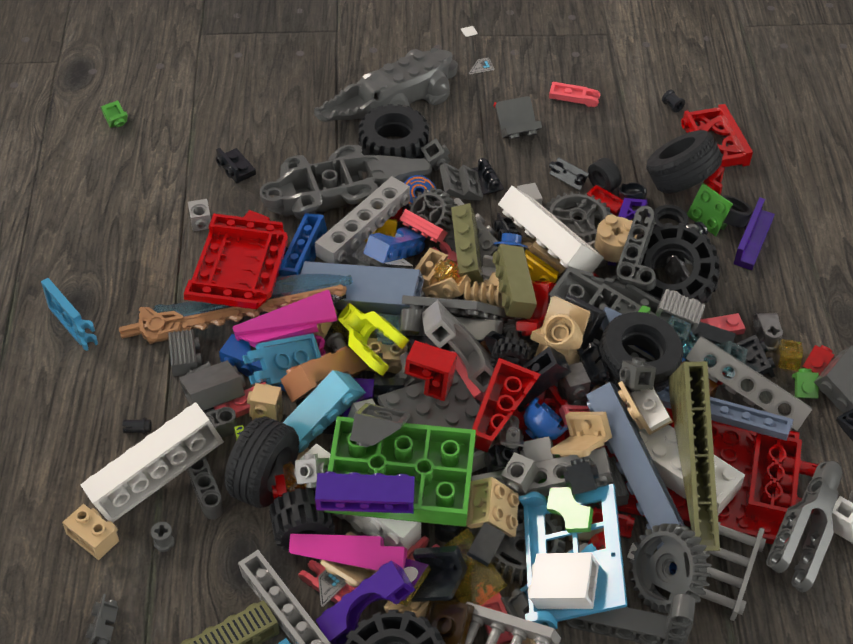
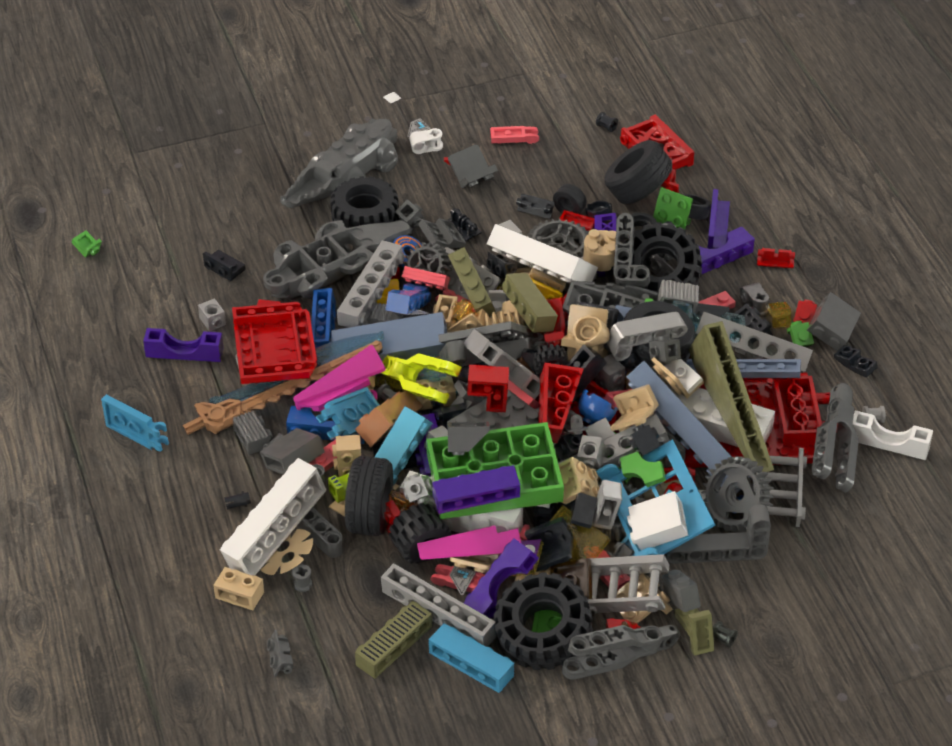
camera: 15 degrees left, 5 degrees down
(136, 235) = (161, 344): none -> dark purple arch
(169, 499) = (296, 546): none -> tan piece
(482, 82) = (425, 141): none -> white piece
(511, 239) = (509, 269): blue piece -> none
(515, 543) = (608, 504): none -> light grey brick
(623, 345) = (642, 330): none -> light grey beam
(768, 265) = (738, 244): none -> dark purple arch
(797, 287) = (769, 258): none -> red hinge

